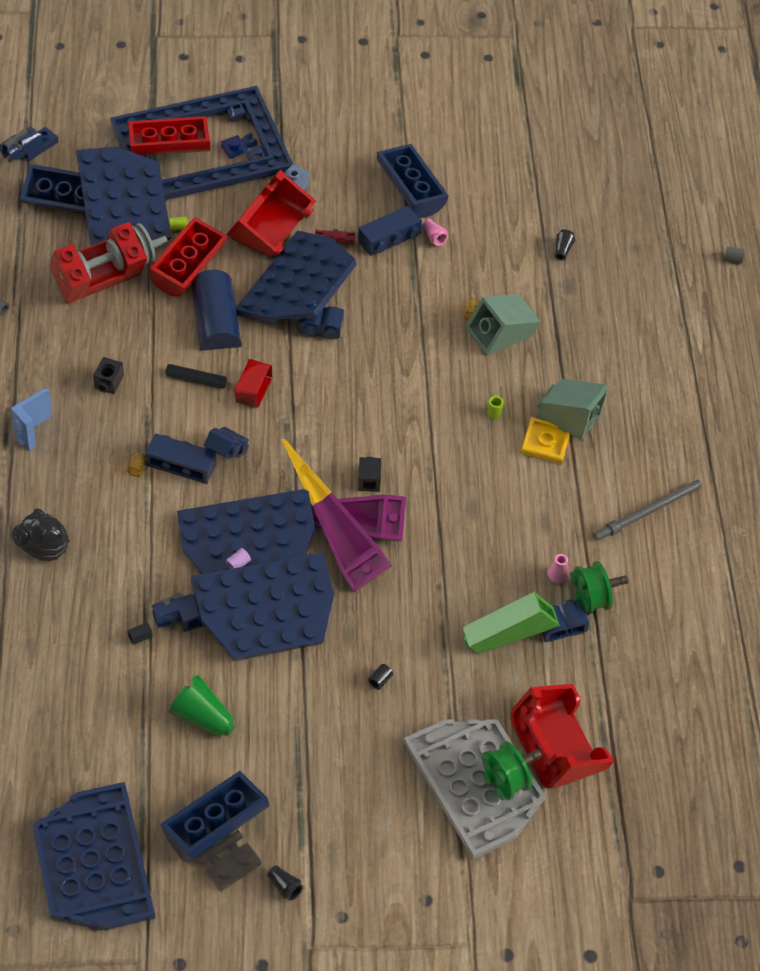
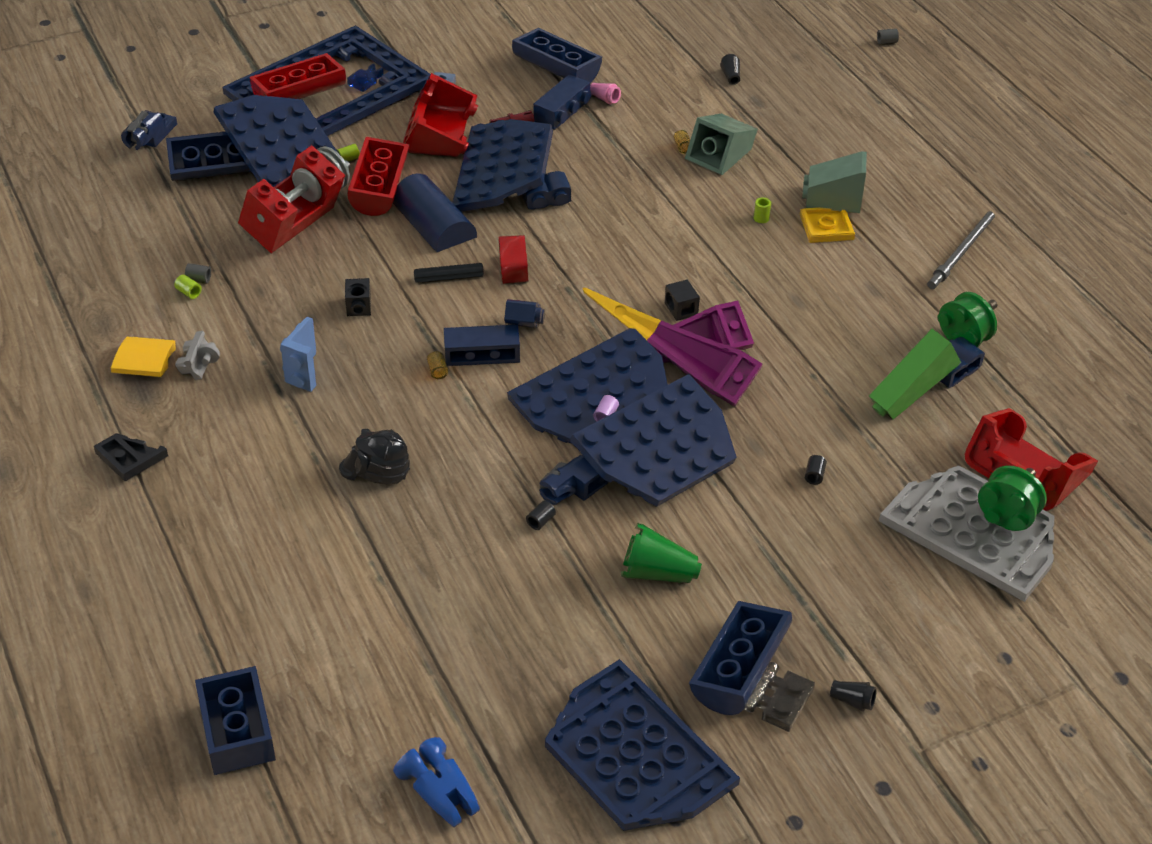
camera: 20 degrees left, 10 degrees down
(558, 570) = (920, 320): bright pink cone -> none

